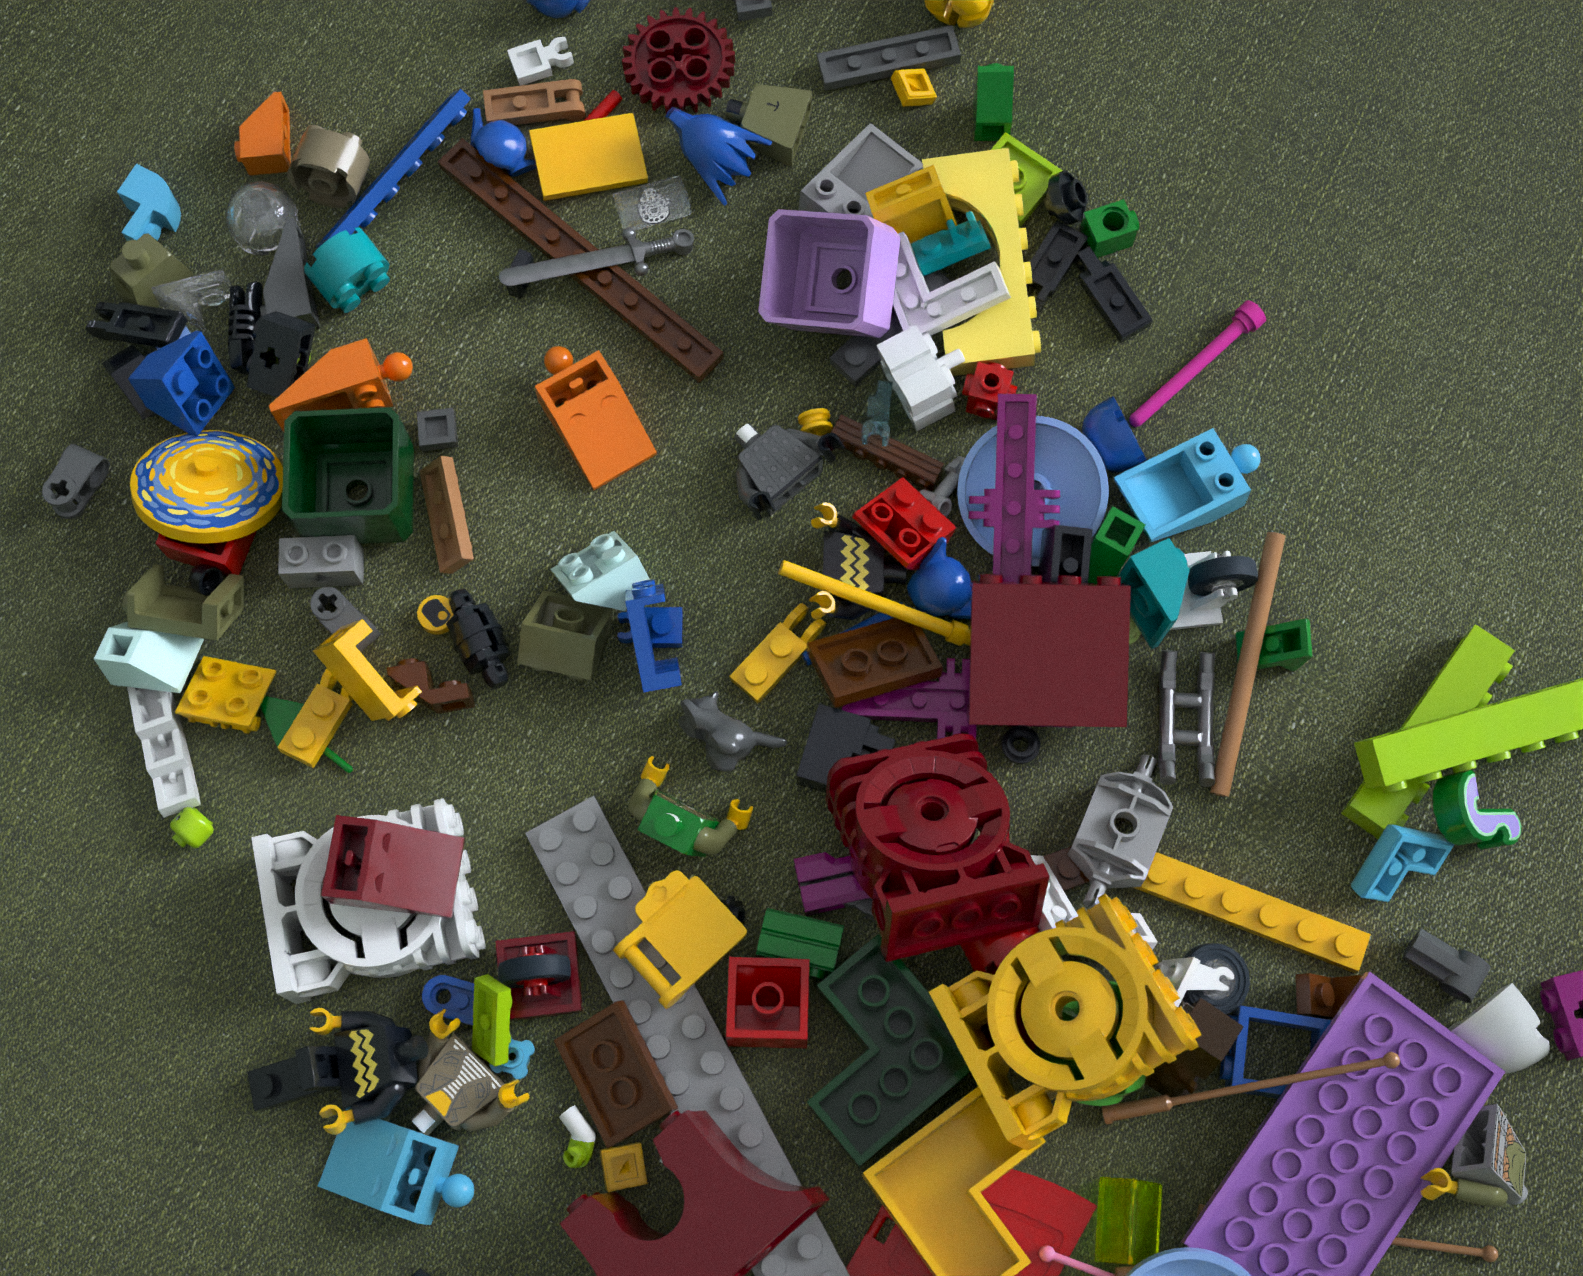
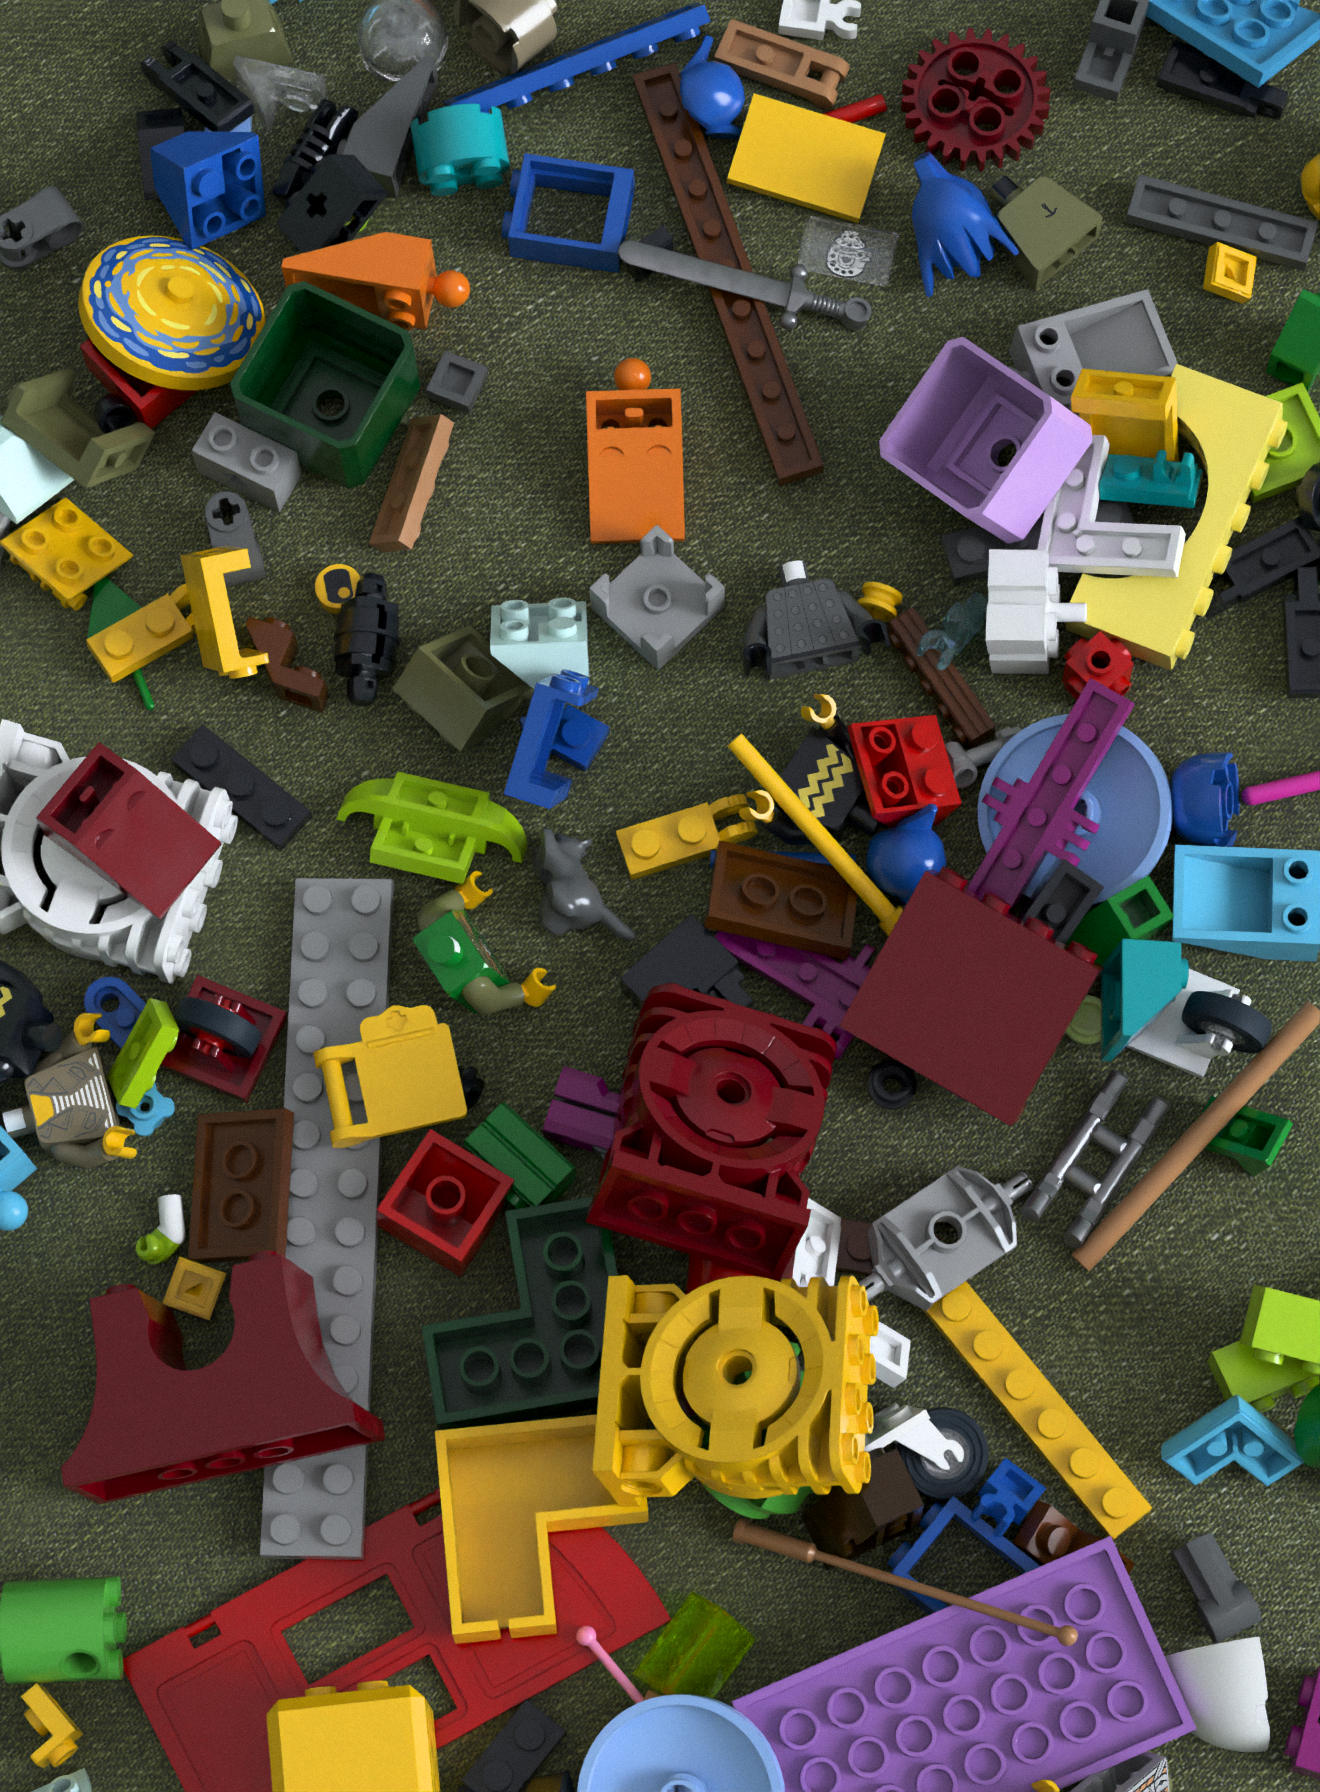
camera: 30 degrees right, 0 degrees up
(438, 249) = (577, 177): none -> blue window
(465, 791) = (254, 795): none -> black plate
(599, 742) = (432, 825): none -> lime plate
(664, 503) = (657, 600): none -> light grey panel
(1274, 982) = (1007, 1496): none -> blue plate

